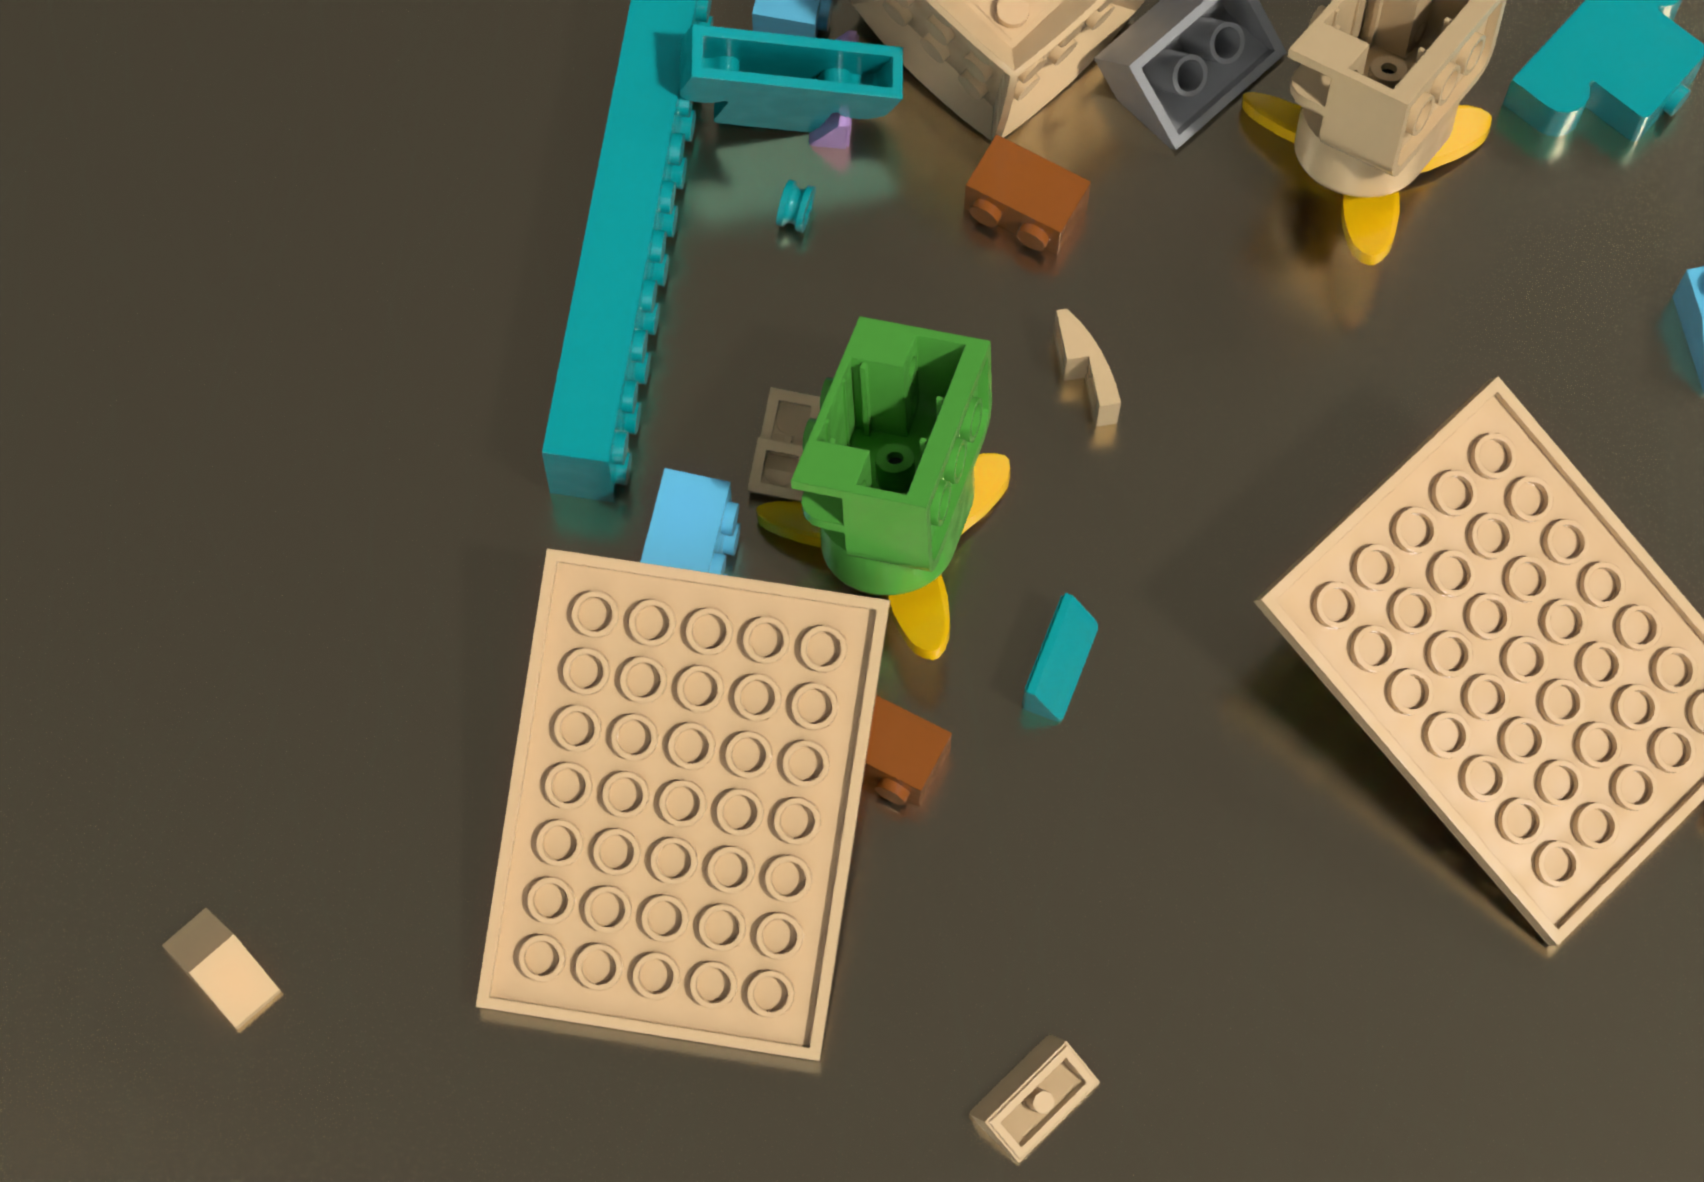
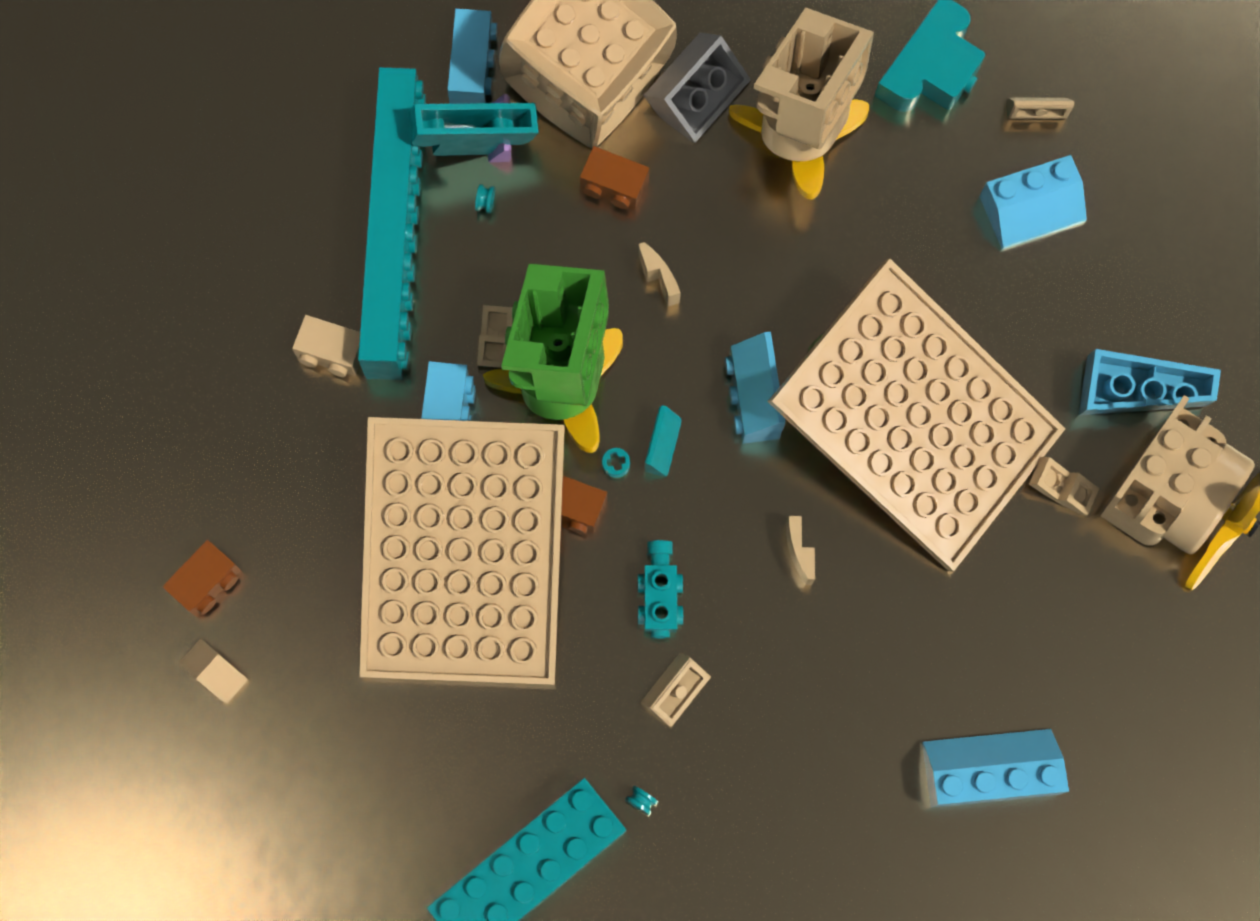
camera: 10 degrees left, 5 degrees up
(222, 804) = (202, 579): none -> dark orange brick
(491, 428) = (328, 346): none -> tan brick
(985, 674) = (621, 454): none -> teal bush
(1026, 927) = (660, 596): none -> teal brick
(1234, 566) = (754, 383): none -> medium azure slope
(1286, 887) = (801, 556): none -> tan slope

